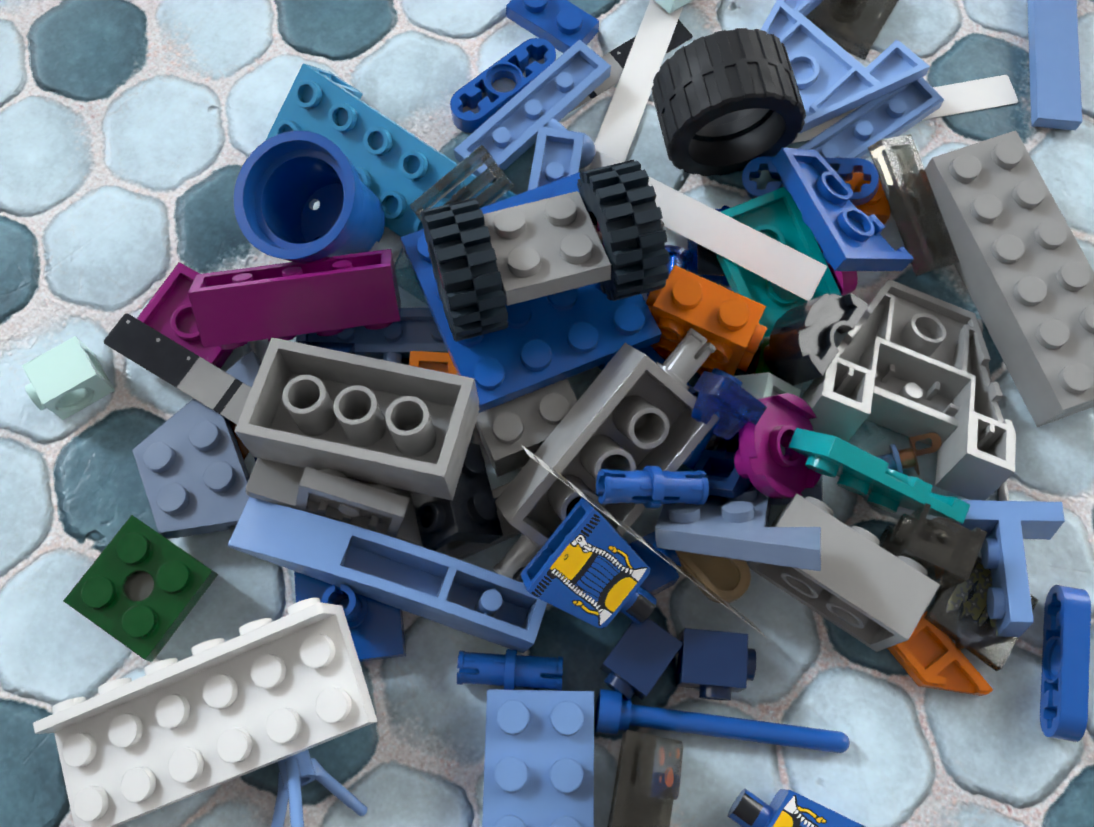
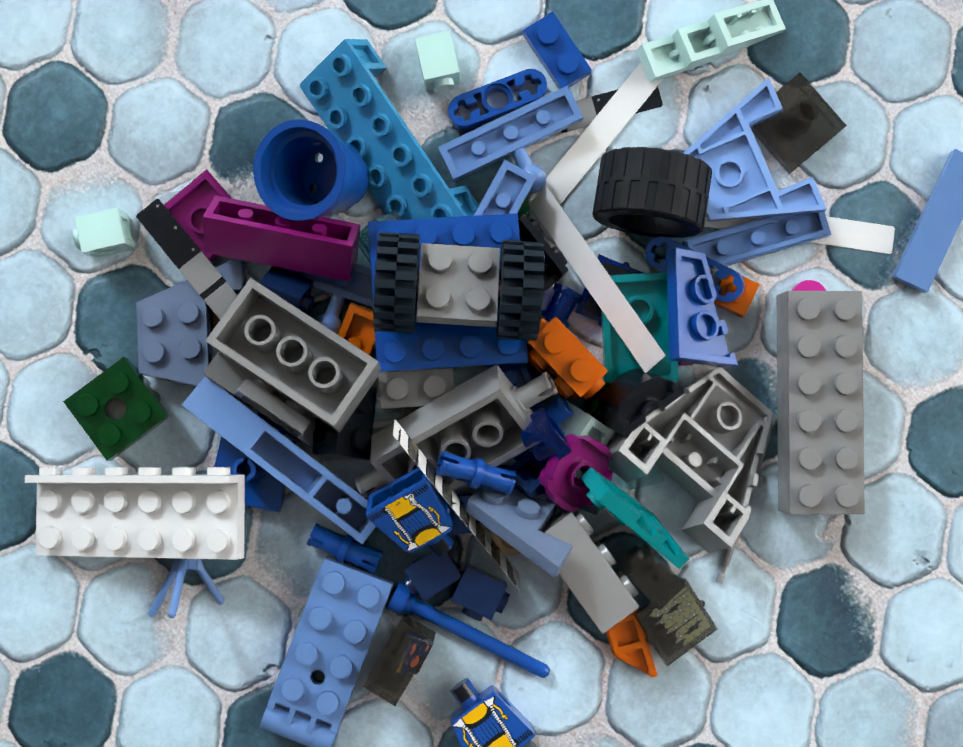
camera: 15 degrees right, 15 degrees up
(420, 63) = (438, 61): none -> light aqua brick
(459, 174) = (454, 189): clear smoke tile -> none
(907, 457) = (664, 501): pearl gold piece -> none
(913, 204) = (762, 317): clear smoke plate -> none
(1004, 554) = (703, 594): medium blue bracket -> none
(1065, 663) = (713, 676): blue beam -> none

